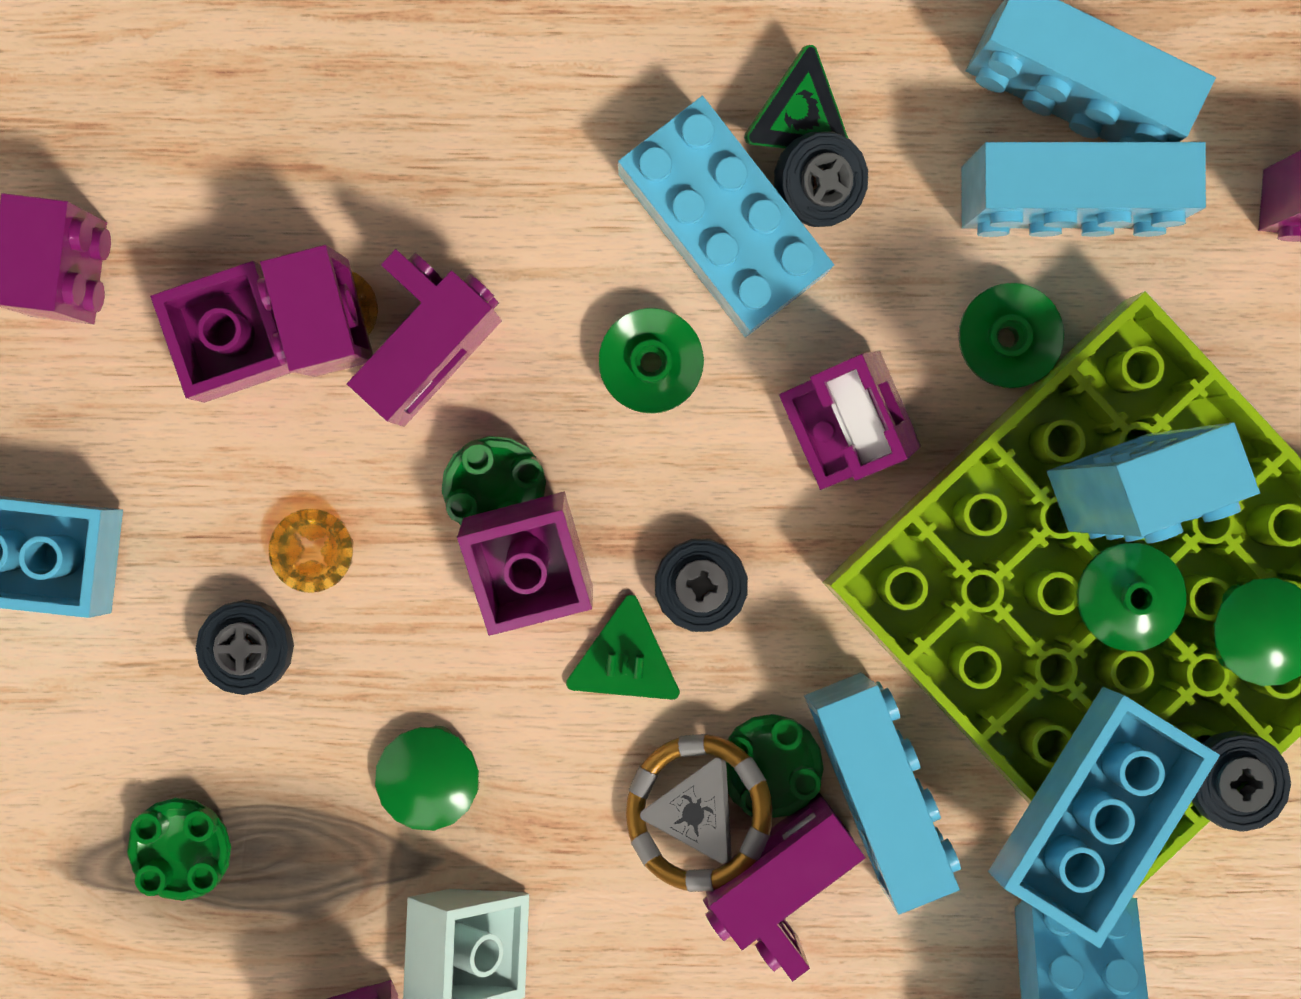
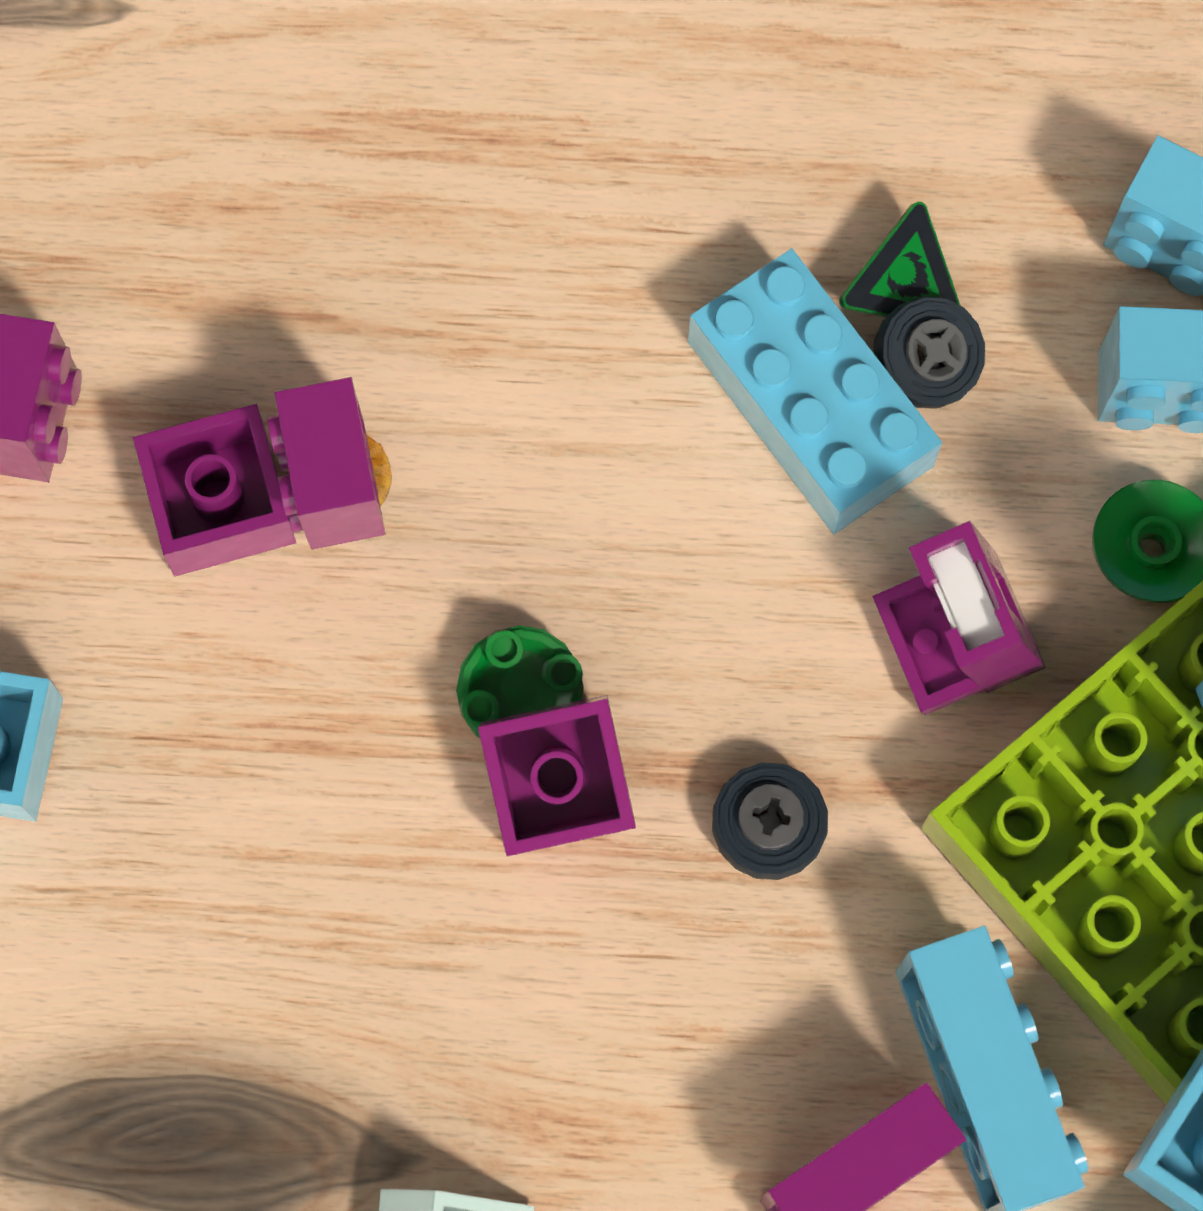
camera: 10 degrees right, 15 degrees down
(178, 849) = (92, 1120): green dish -> none
(224, 647) = (199, 844): black wheel -> none
(286, 550) = (295, 727): clear yellow gear -> none
(427, 778) = (413, 1047): green dish -> none
(429, 343) = (458, 511): magenta brick -> none
(625, 659) = (671, 913): green piece -> none
(656, 333) = (724, 521): green dish -> none
(698, 812) = (755, 1095): piece -> none
(785, 757) = (851, 1053): green dish -> none

